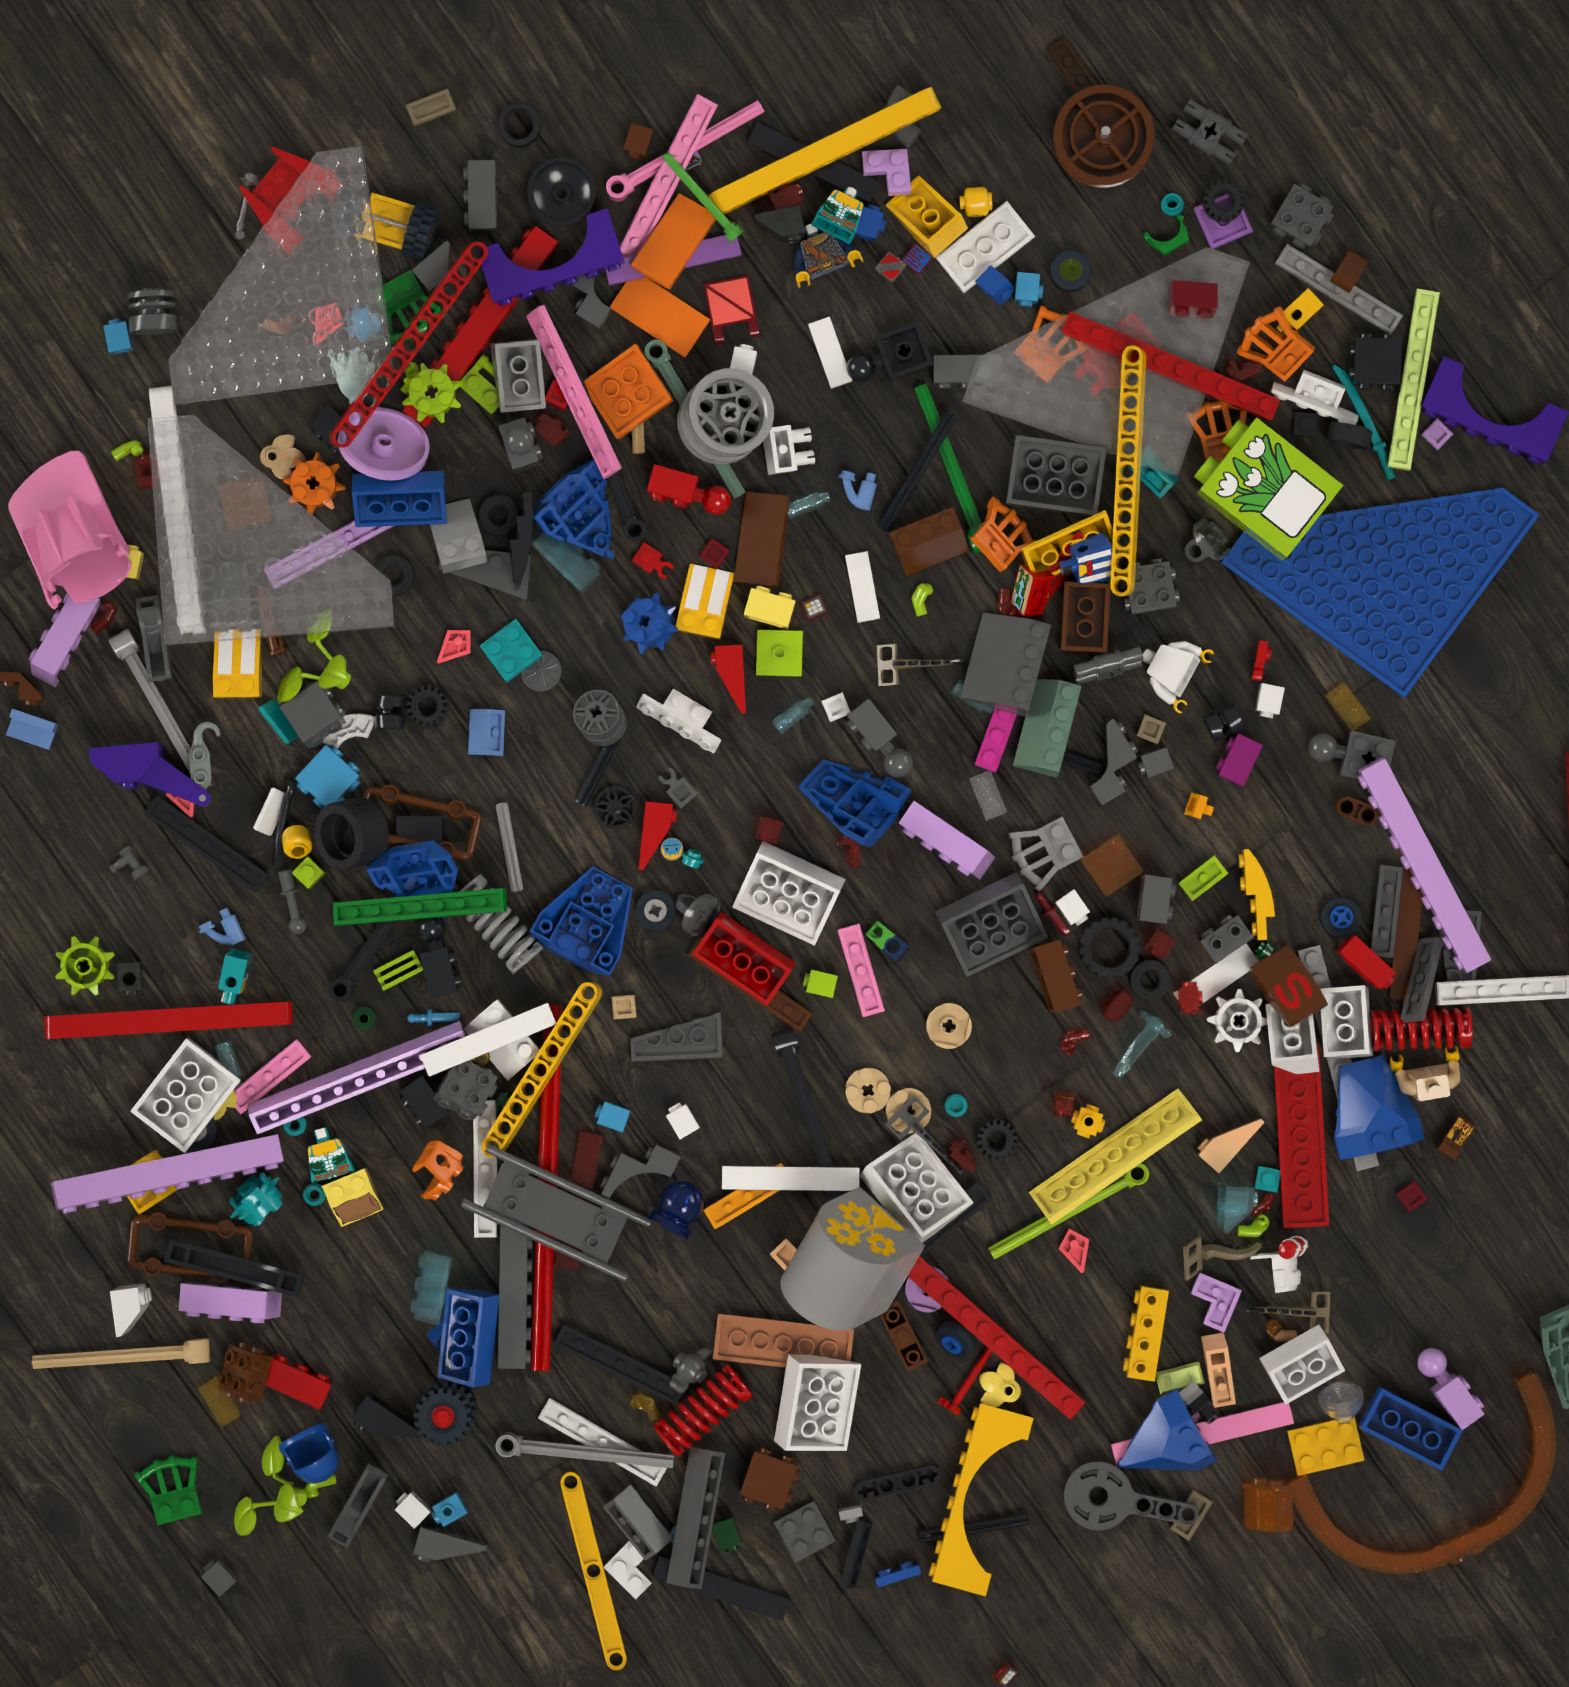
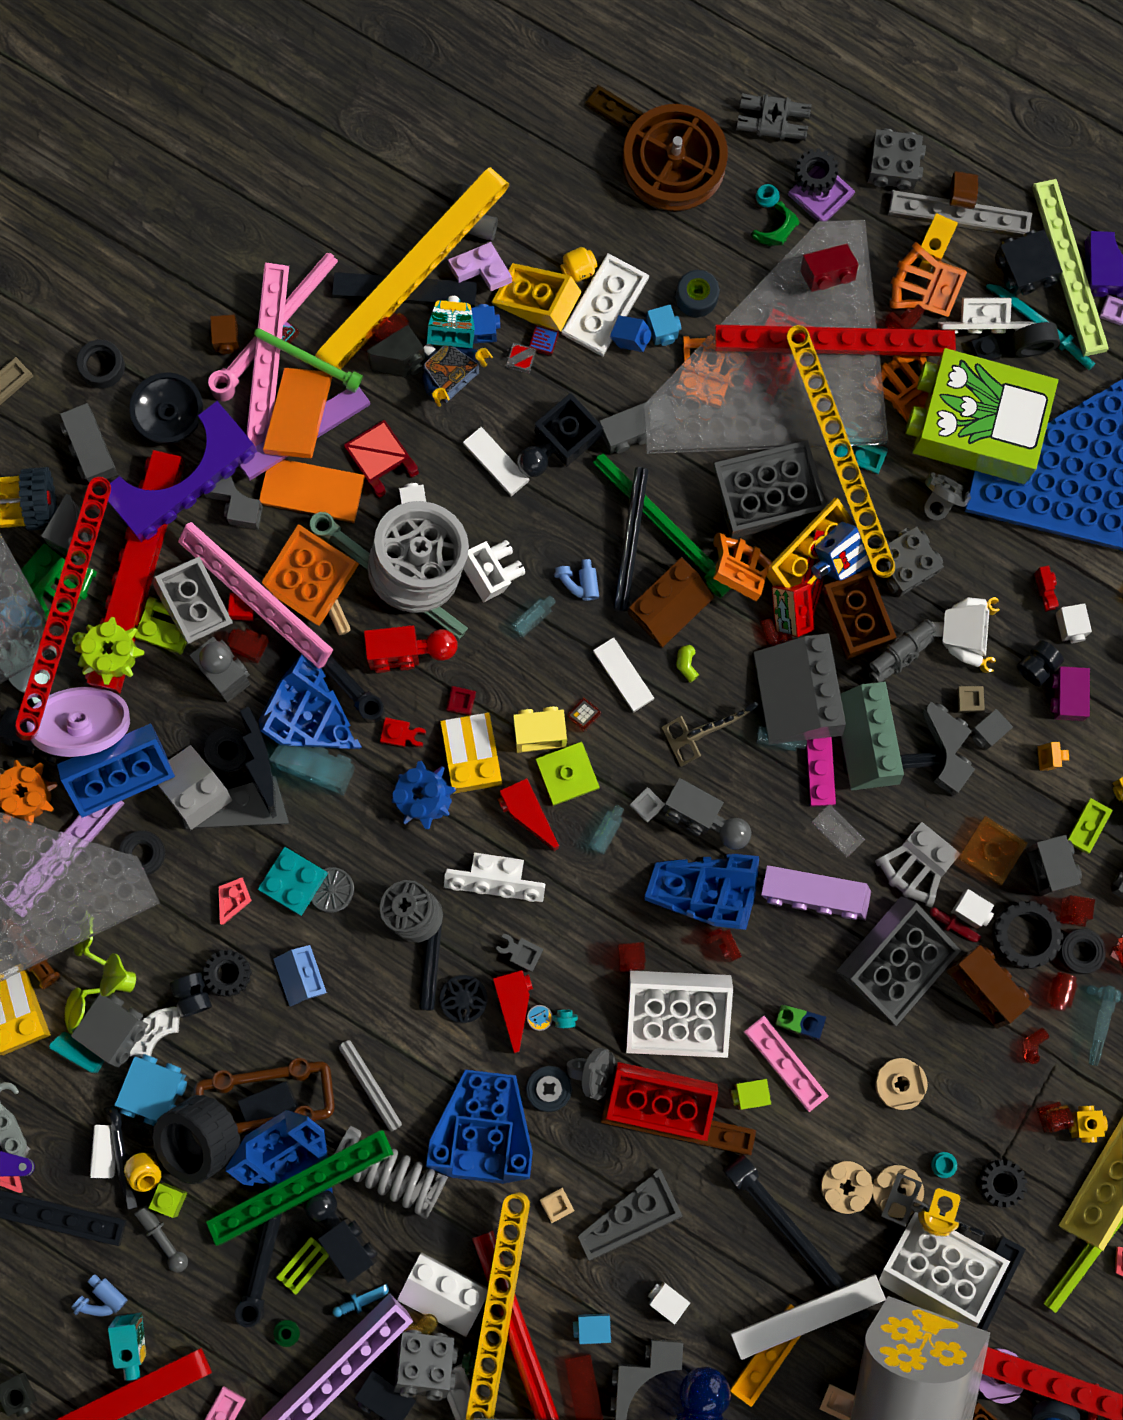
camera: 30 degrees left, 10 degrees down
(488, 1039) = (427, 1302): white tile -> none
(762, 539) = (503, 666): reddish brown tile -> none
(925, 1147) = (938, 1224): none -> yellow piece
(964, 1159) = (978, 1218): clear red bracket -> none

